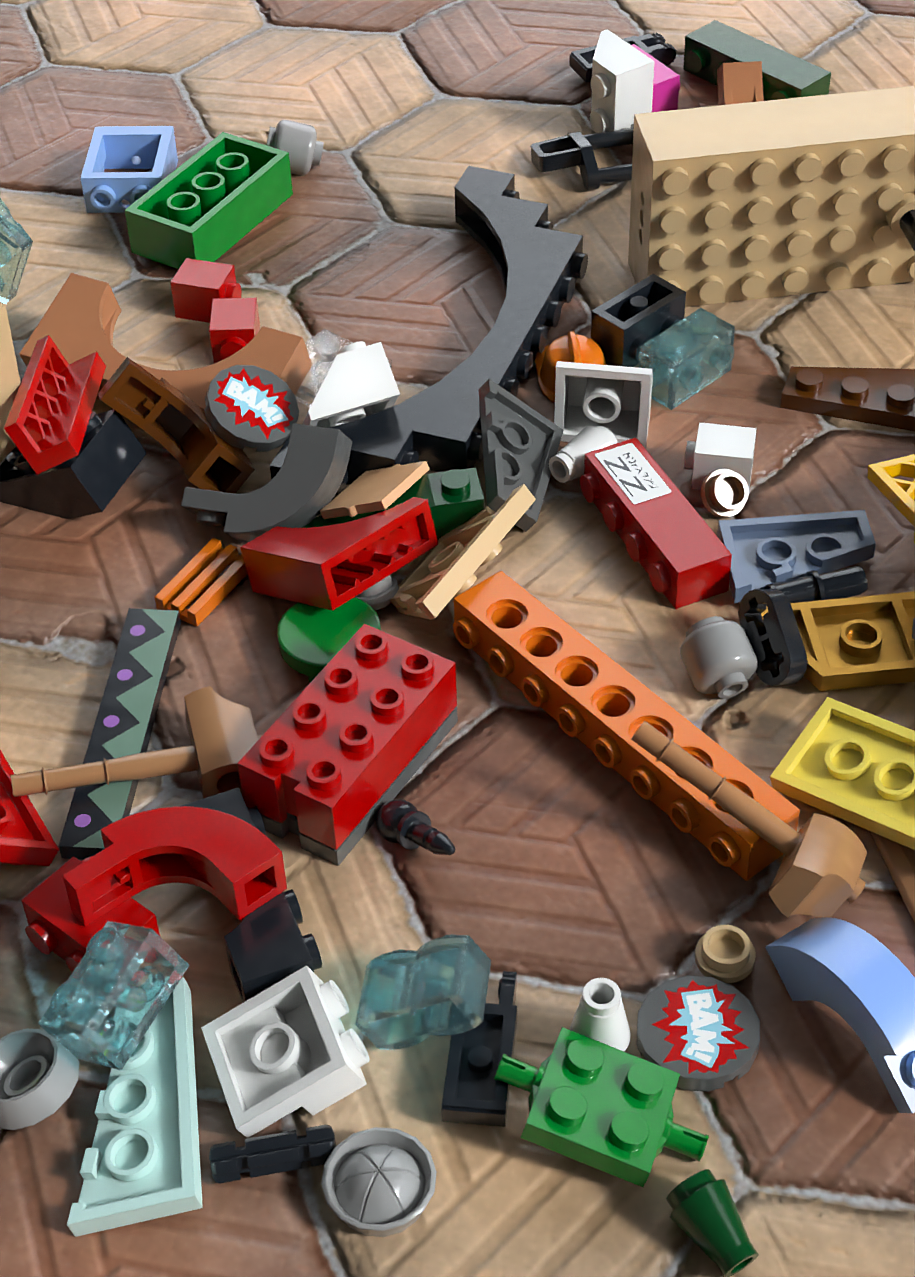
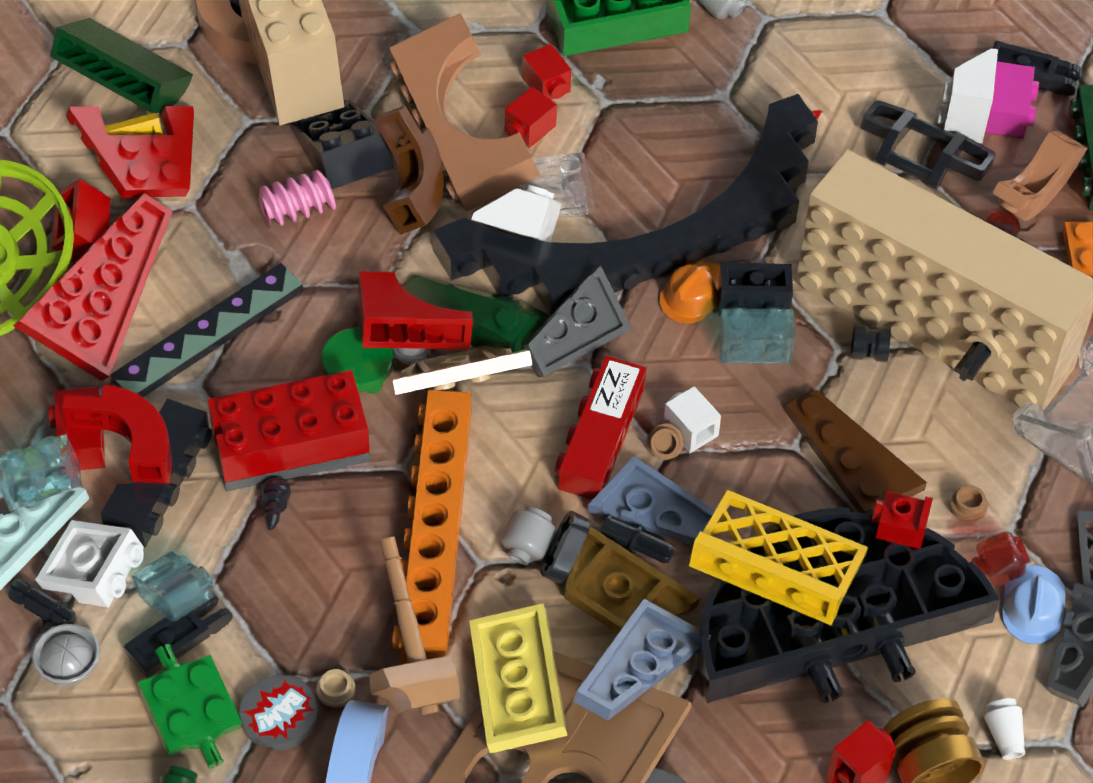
camera: 40 degrees right, 10 degrees up
(53, 405) = (353, 111): red fence -> none
(75, 540) = (295, 197): none -> bright pink piece
(198, 579) = (335, 271): orange tile -> none
(218, 738) = (235, 375): medium nougat piece -> none
(251, 408) = (455, 184): tile -> none
(292, 499) = (430, 258): dark grey arch -> none
(375, 490) = (469, 289): light nougat piece -> none
(569, 461) = (620, 349): white cone -> none
(602, 1014) = (235, 668): white cone -> none
(603, 397) = (665, 329): white slope -> none
(786, 302) = (870, 343): none -> black wheel

